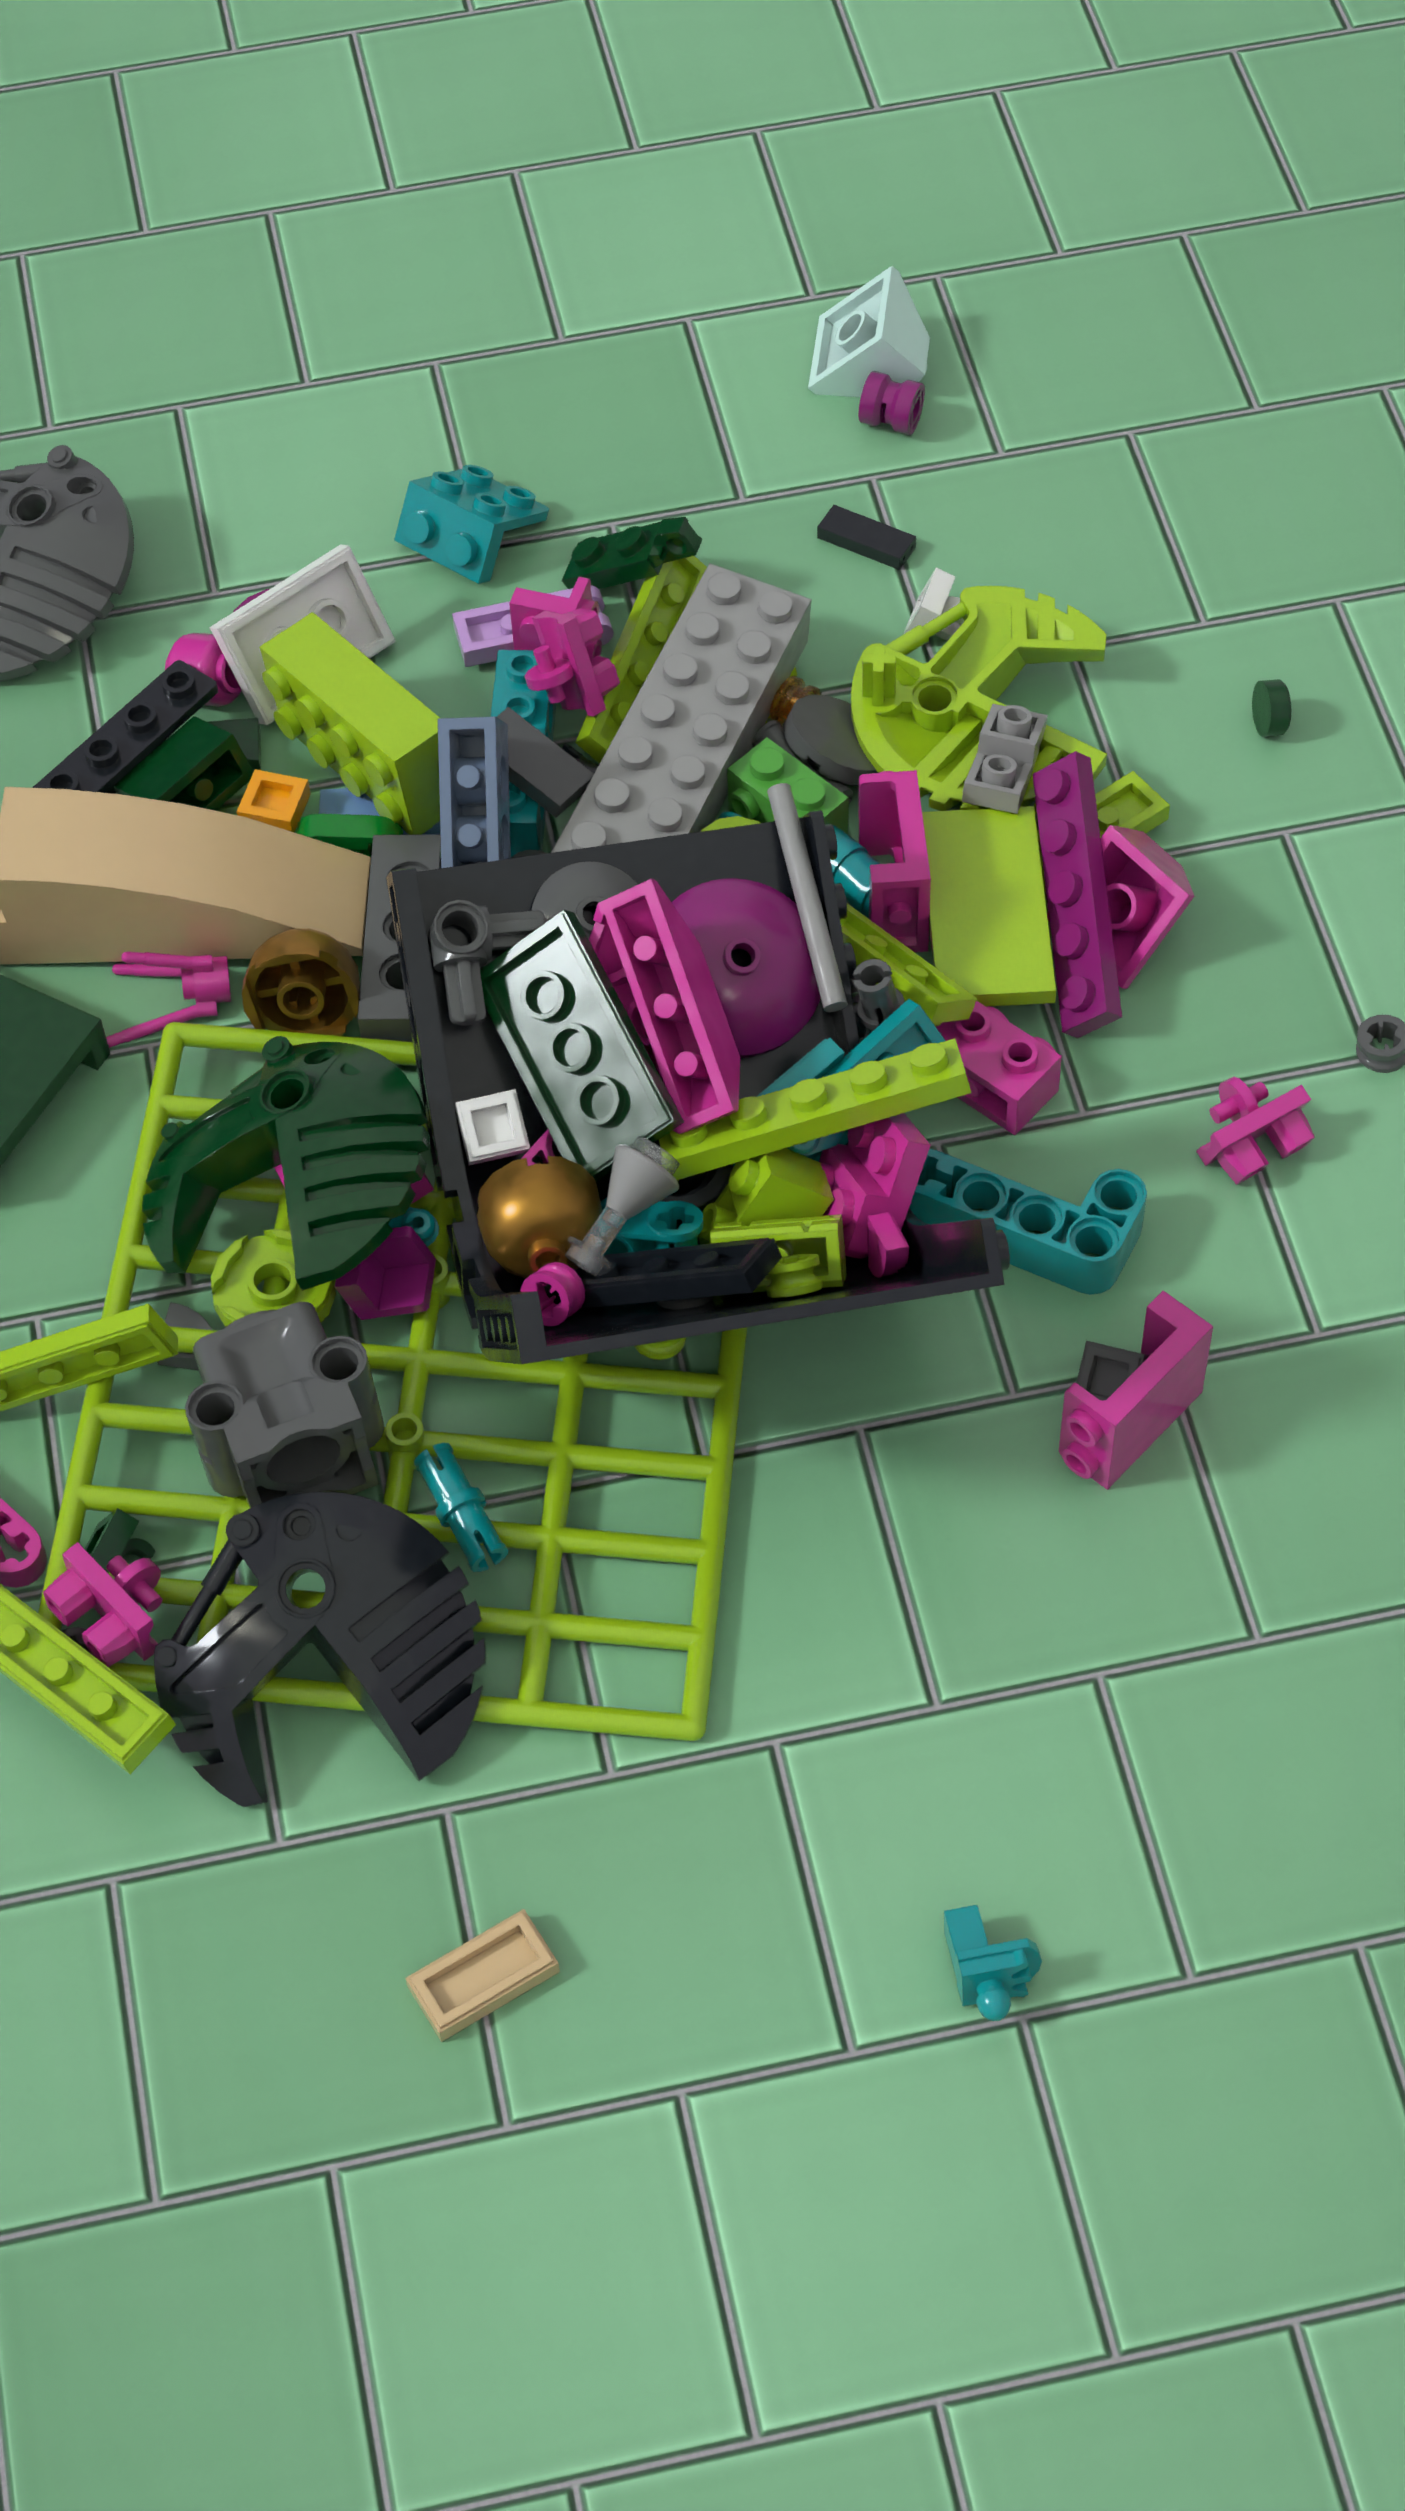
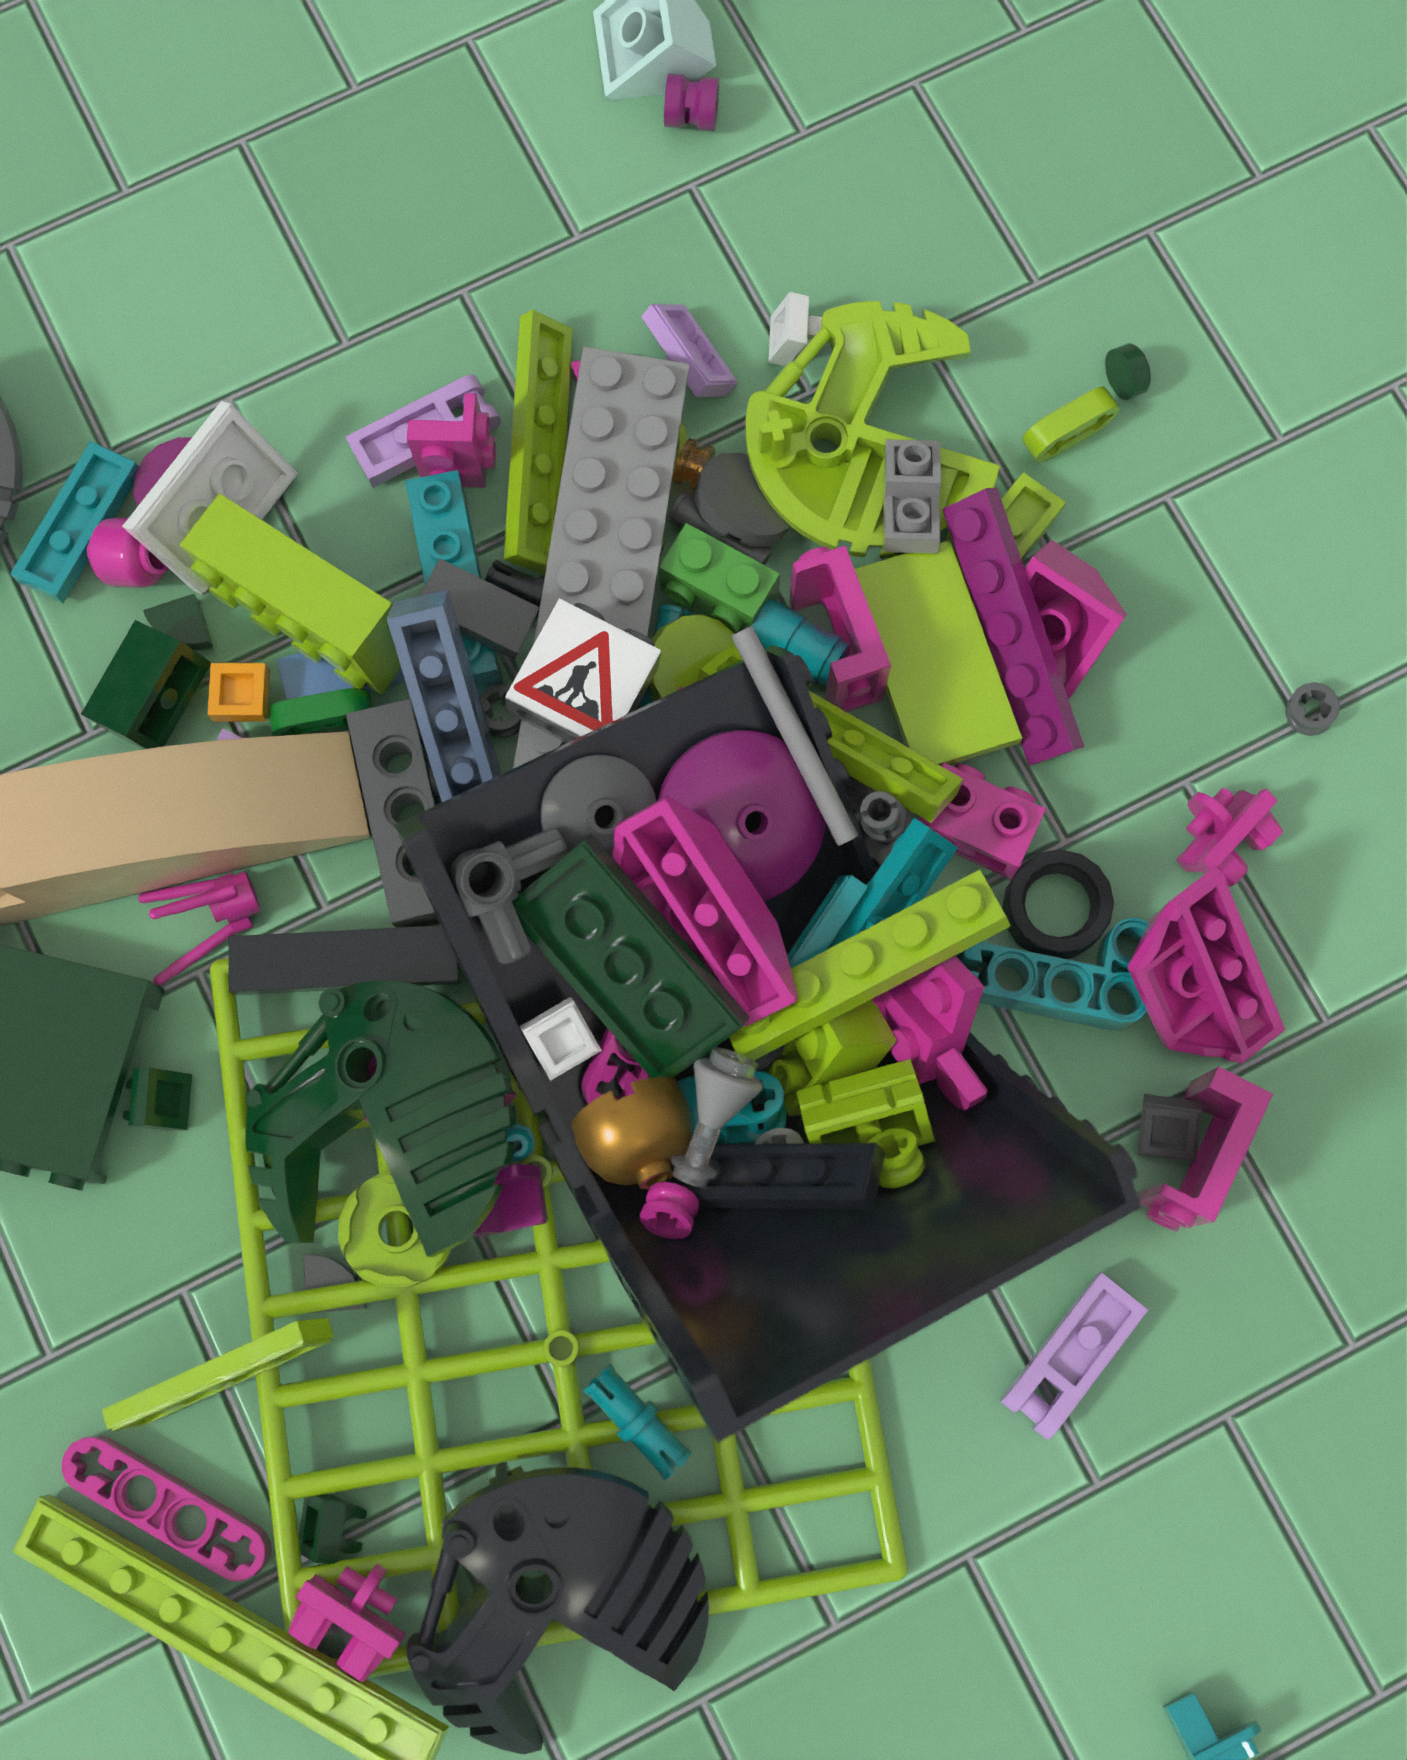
camera: 15 degrees left, 20 degrees up
(73, 1134) = (159, 1099): none -> dark green tile
(133, 731) = (75, 666): black bracket -> none
(142, 650) = (61, 541): none -> teal plate
(240, 1030) = (339, 959): none -> black tile
(284, 1408) = (448, 1381): dark grey piece -> none
(301, 984) = (327, 891): pearl gold cylinder -> none
(462, 518) = (325, 321): teal bracket -> none
(565, 664) = (477, 494): dark pink hips -> none
(611, 804) = (581, 673): none -> piece
(631, 553) = (495, 336): dark green hinge -> none
(829, 616) = (687, 343): none -> lavender plate
(866, 537) = (705, 256): black piece -> none
(945, 1567) = (1075, 1354): none -> lavender plate
(1055, 1120) = (1082, 871): none -> black tyre
(1179, 1222) = (1204, 976): none -> dark pink wedge
(1197, 742) = (1070, 424): none -> lime beam

